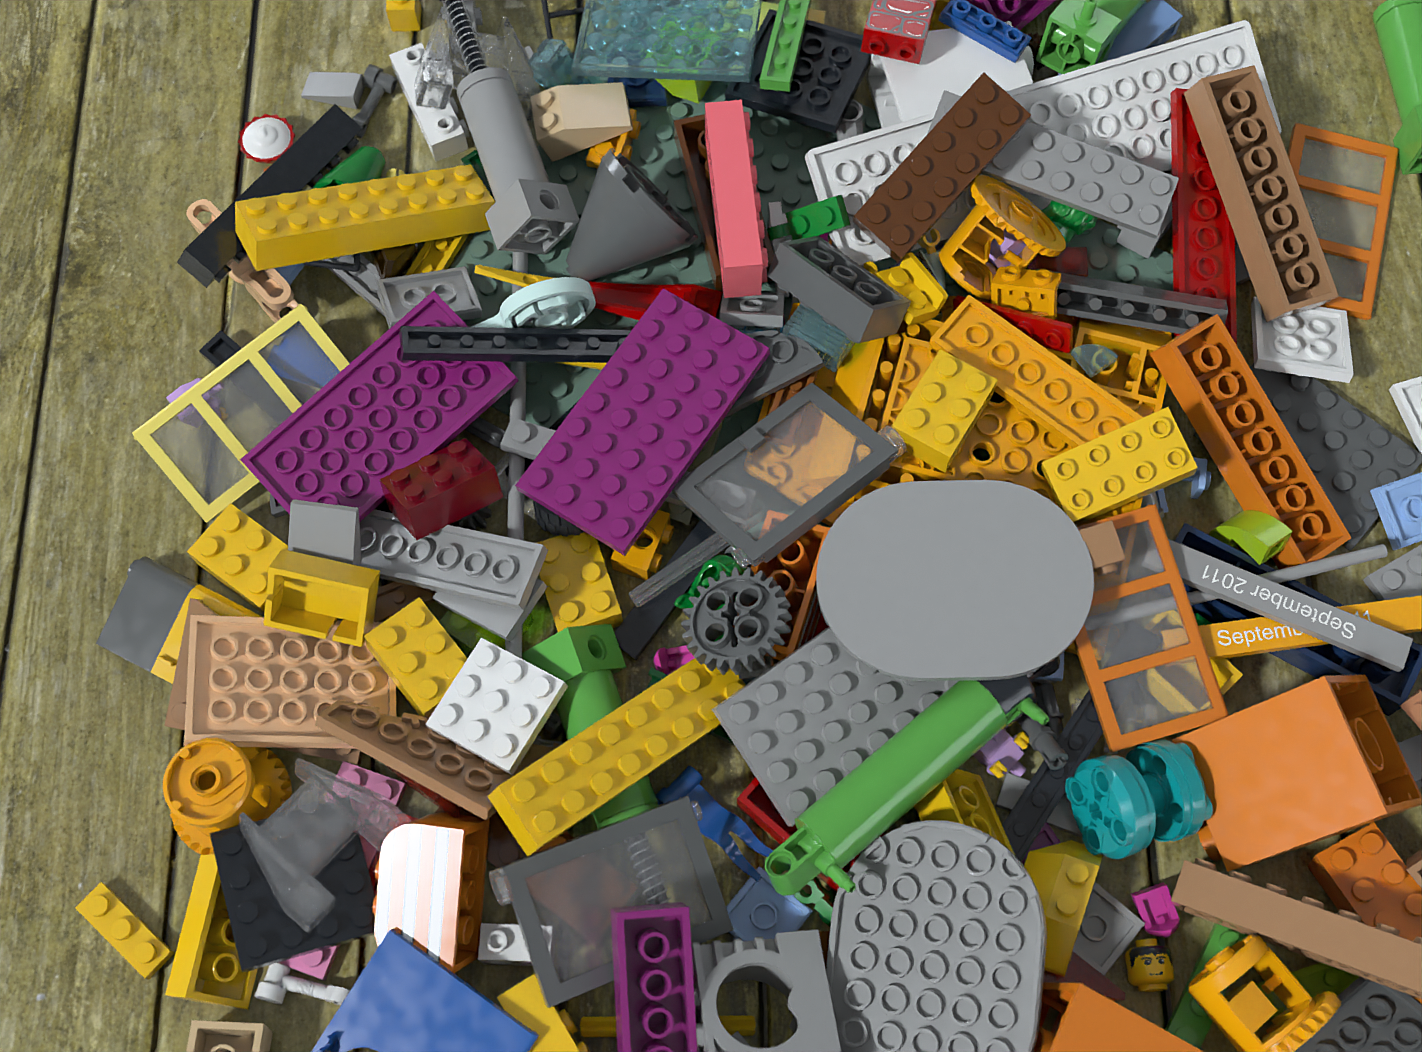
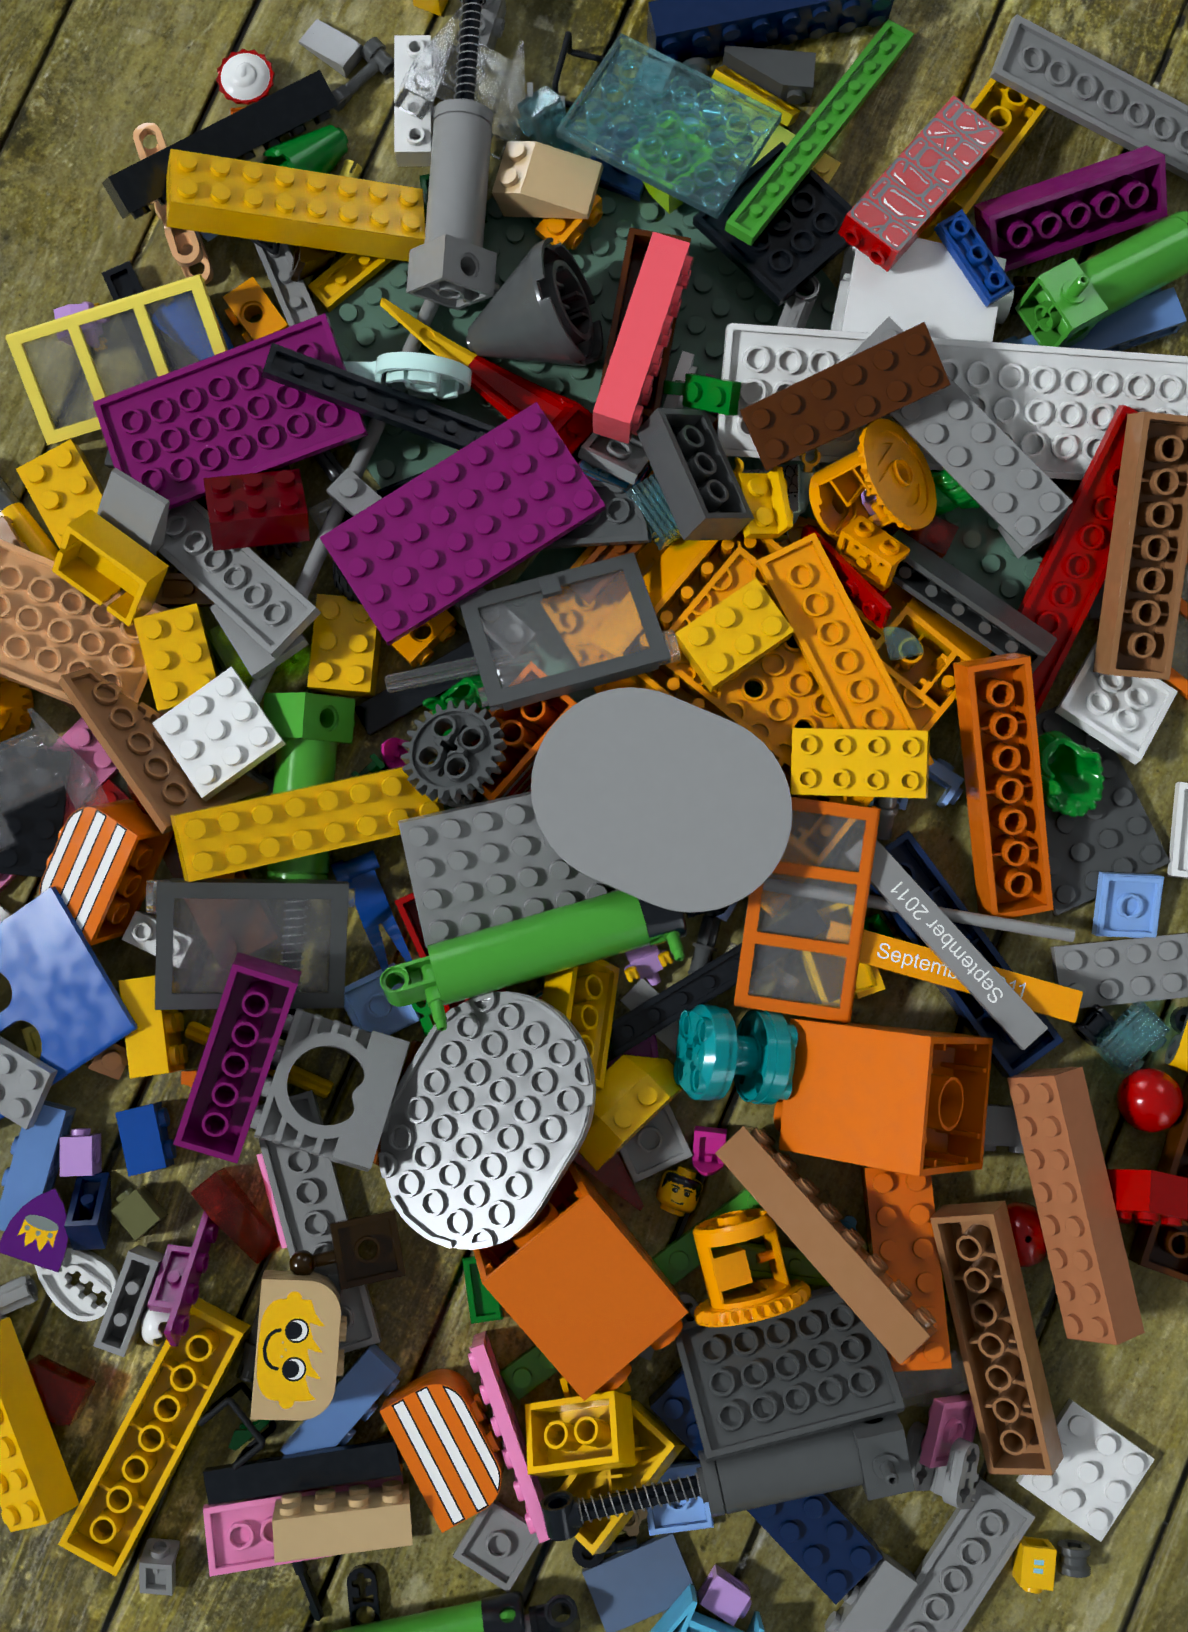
camera: 25 degrees right, 15 degrees up
(352, 318) = (248, 301): none -> light orange brick
(452, 285) = (347, 308): light grey tile -> none
(1044, 740) = (682, 970): dark grey pin -> none
(1103, 547) = (806, 829): medium nougat brick -> none
(1254, 532) = (965, 867): lime brick -> none
(1303, 412) = (1069, 774): none -> green hair

